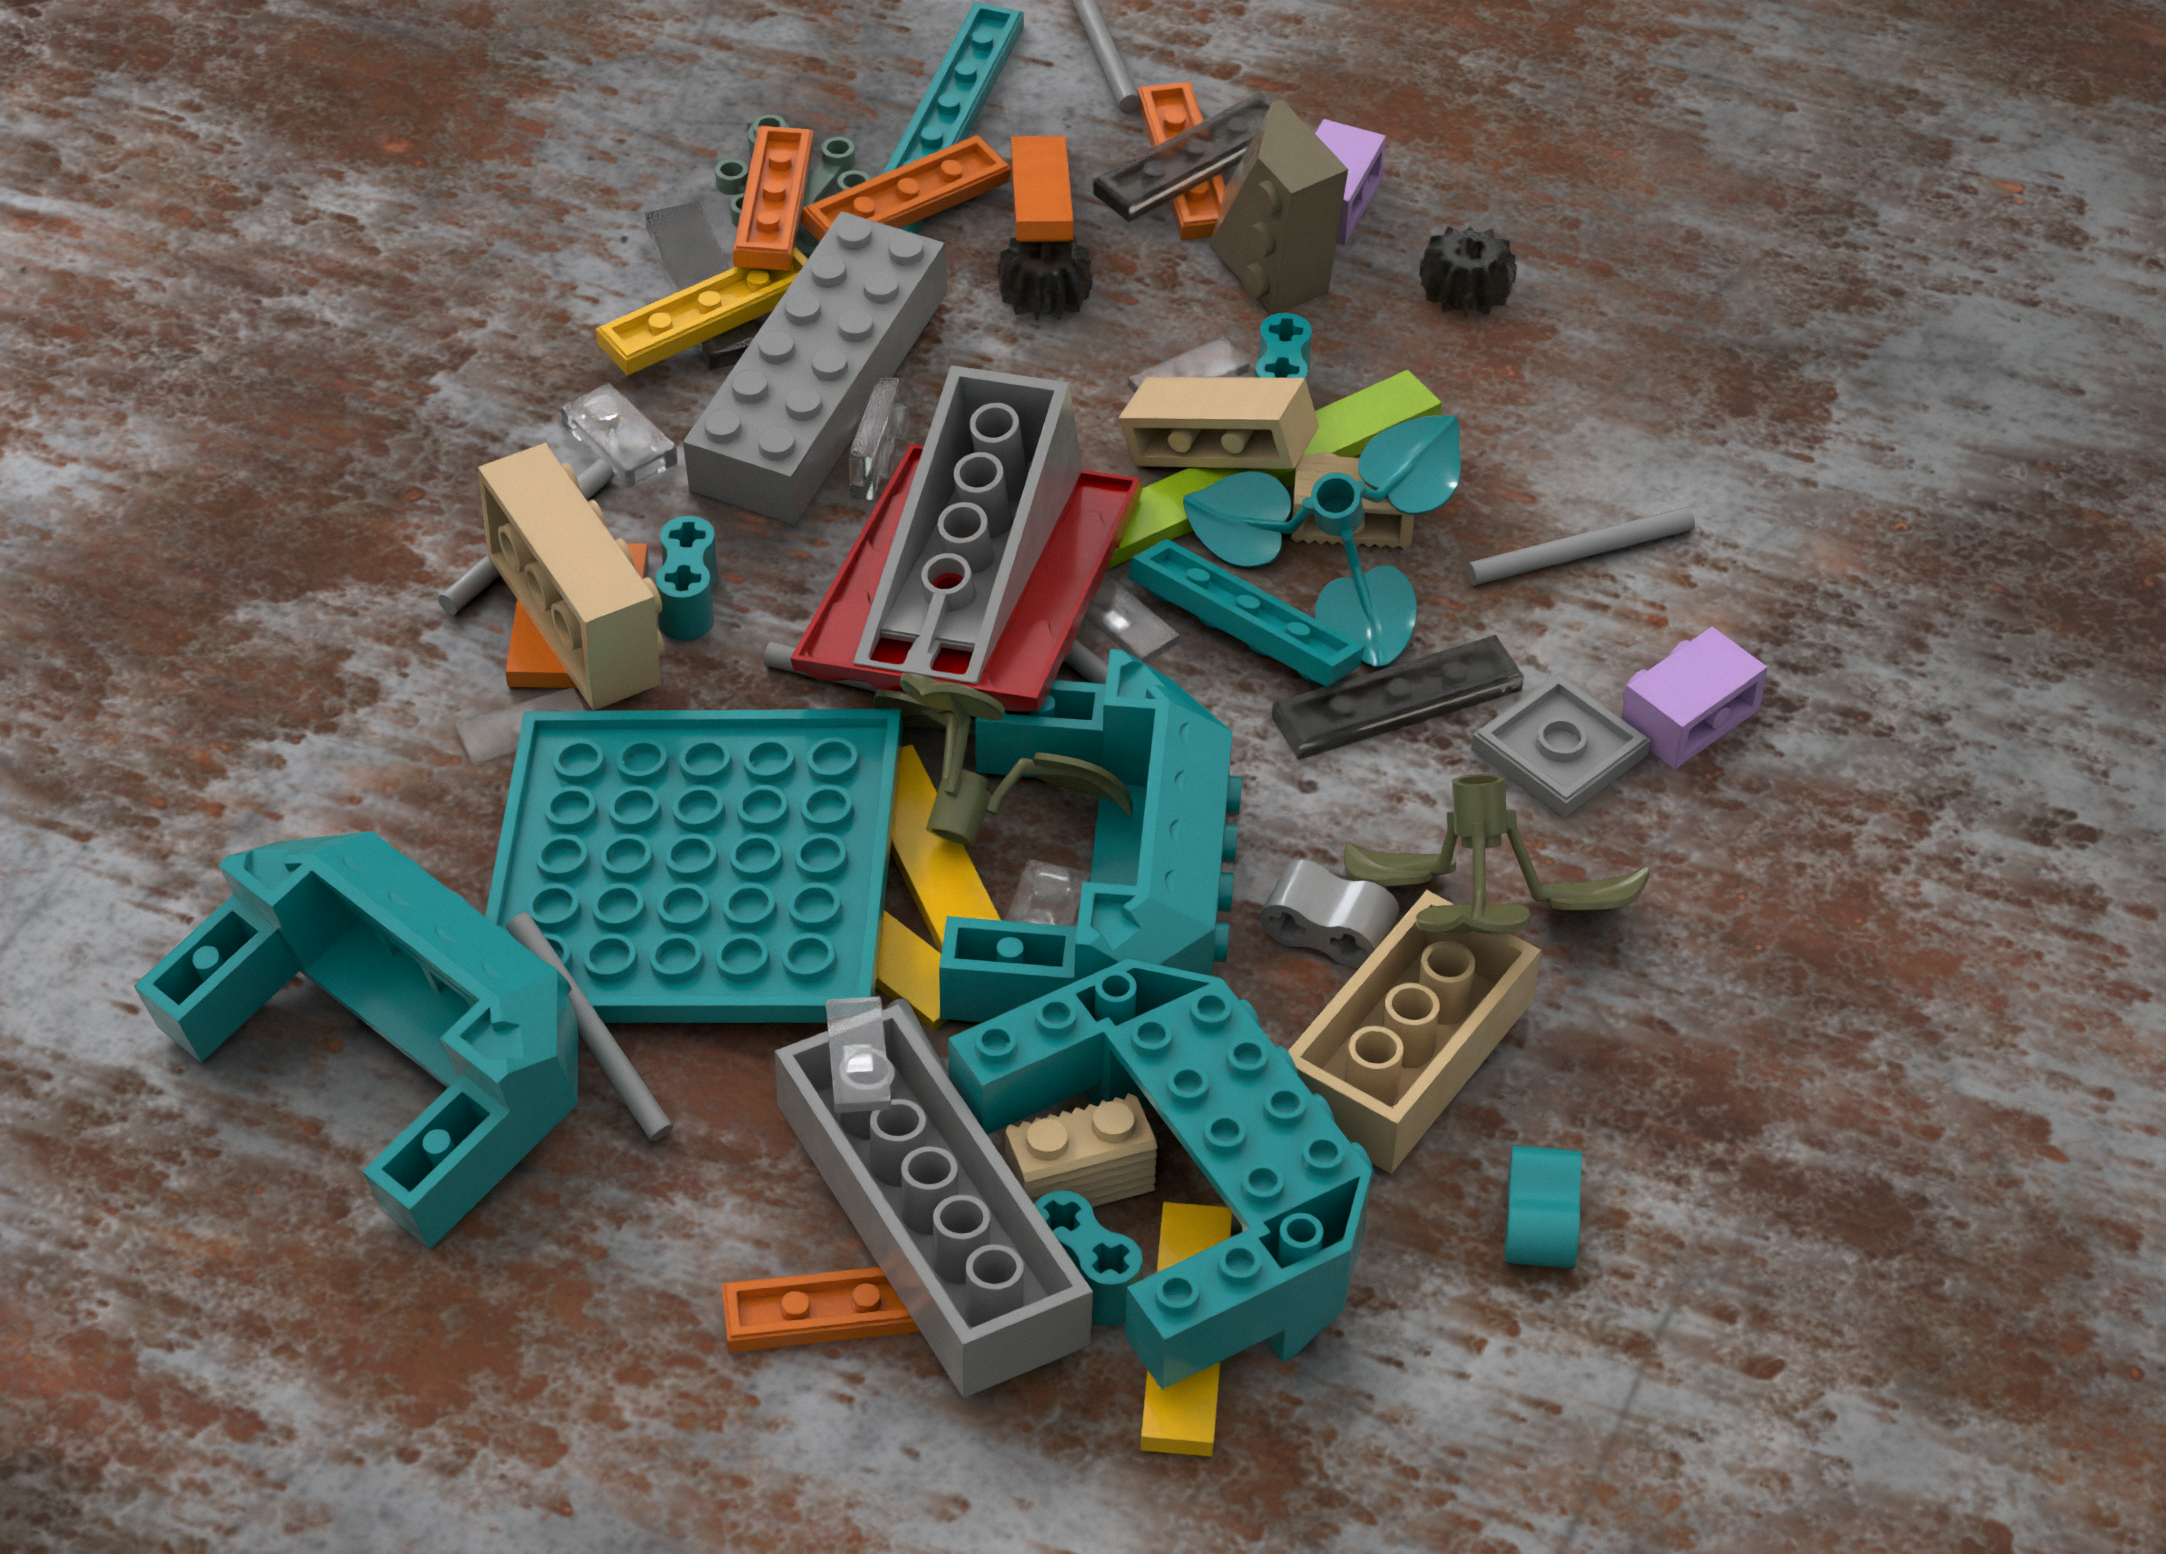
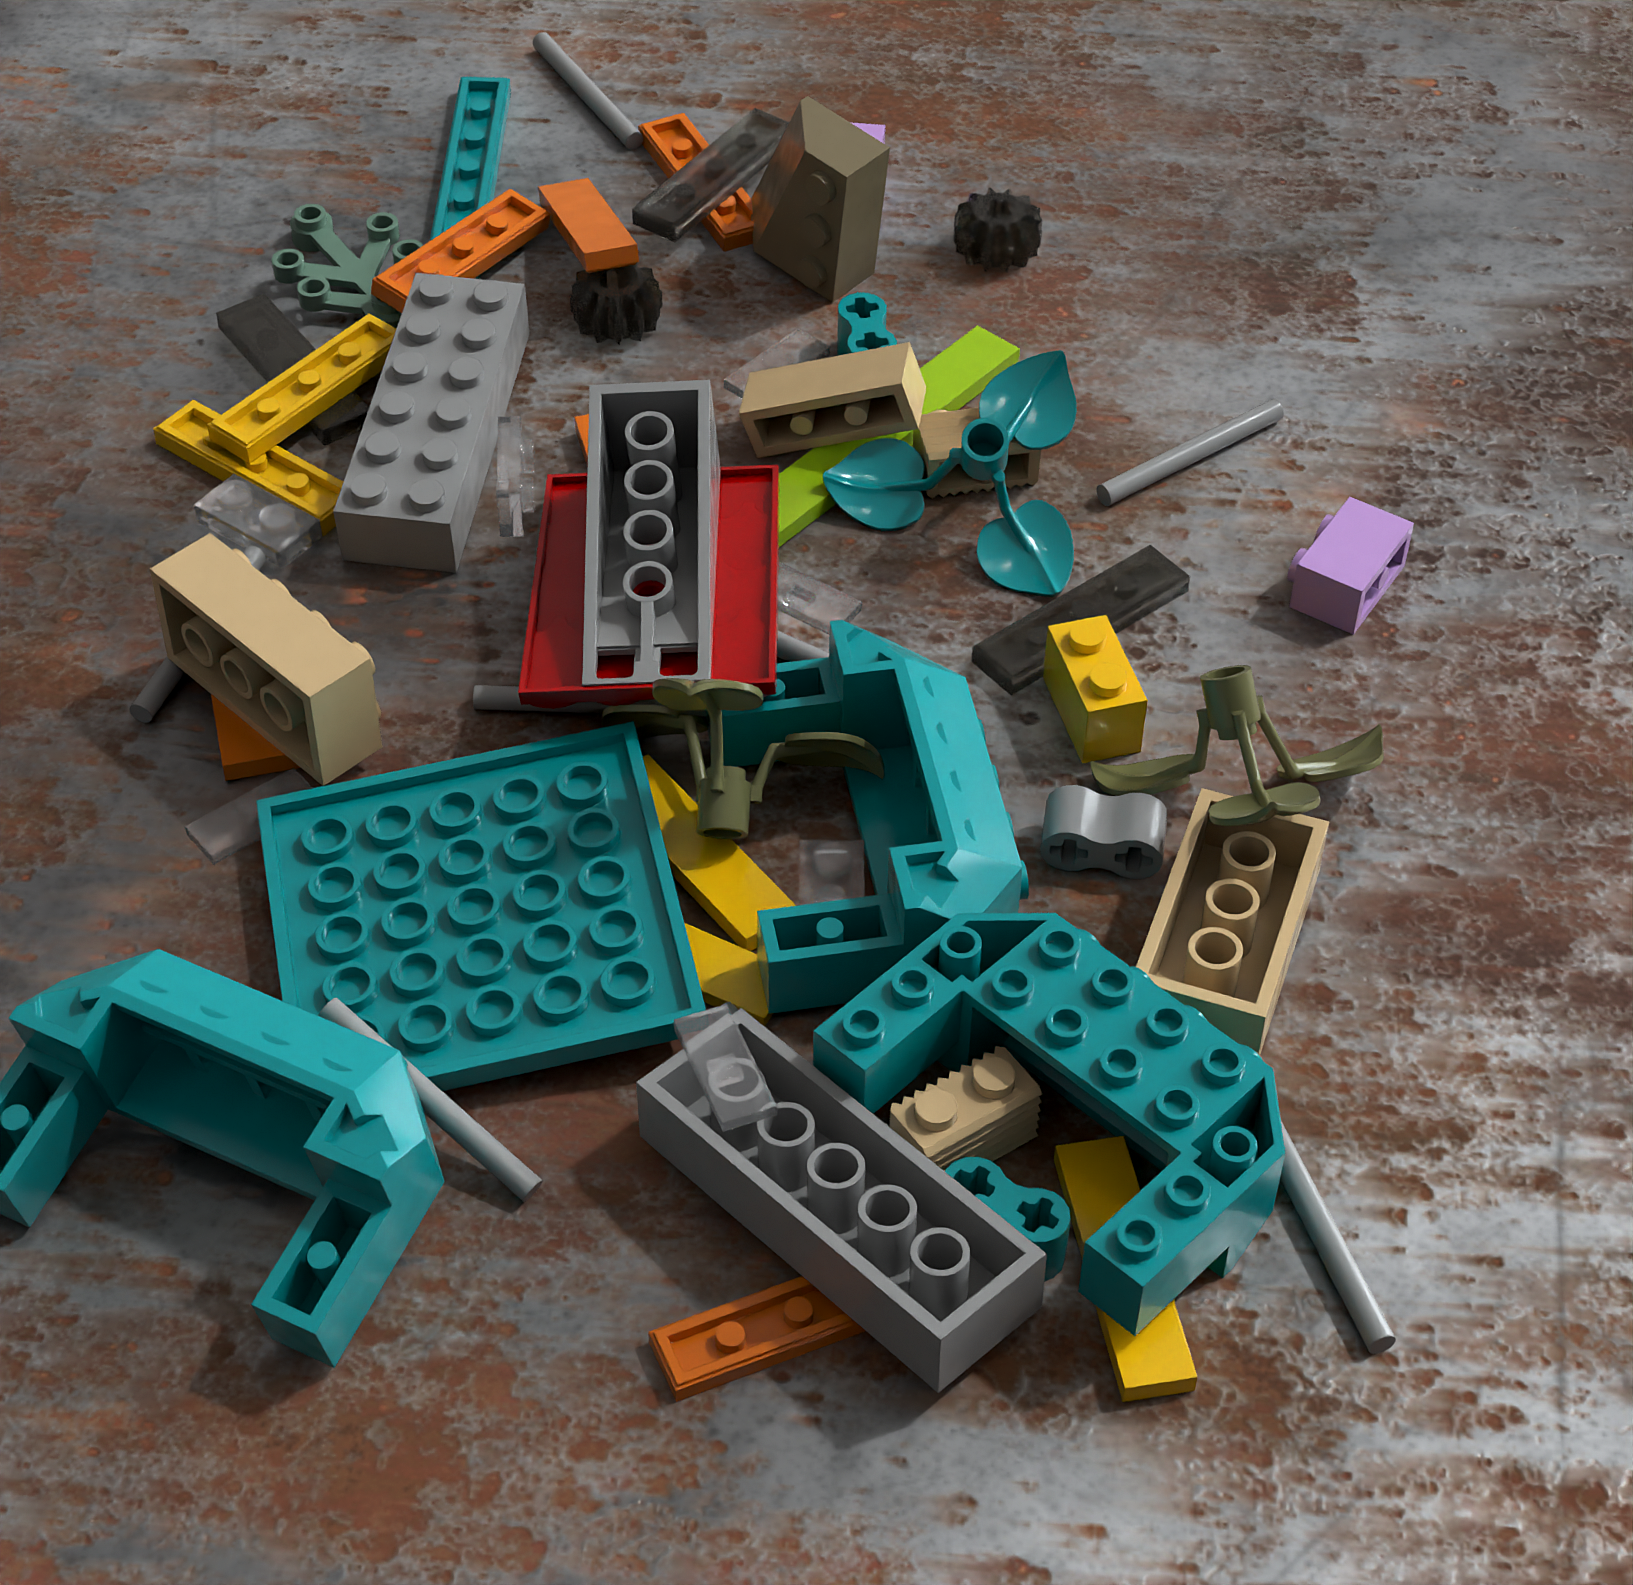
camera: 15 degrees left, 0 degrees up
(651, 390) = (274, 471): none -> yellow tile
(687, 577) = (370, 620): teal axle -> none
(773, 198) = (340, 276): orange tile -> none
(1246, 613) = (905, 565): teal plate -> none
(1374, 770) = (1094, 689): none -> yellow brick
(1393, 1339) = (1334, 1251): none -> light grey bar
(1543, 1206) = (1413, 1067): teal axle -> none
(1561, 745) = (1246, 625): light grey tile -> none

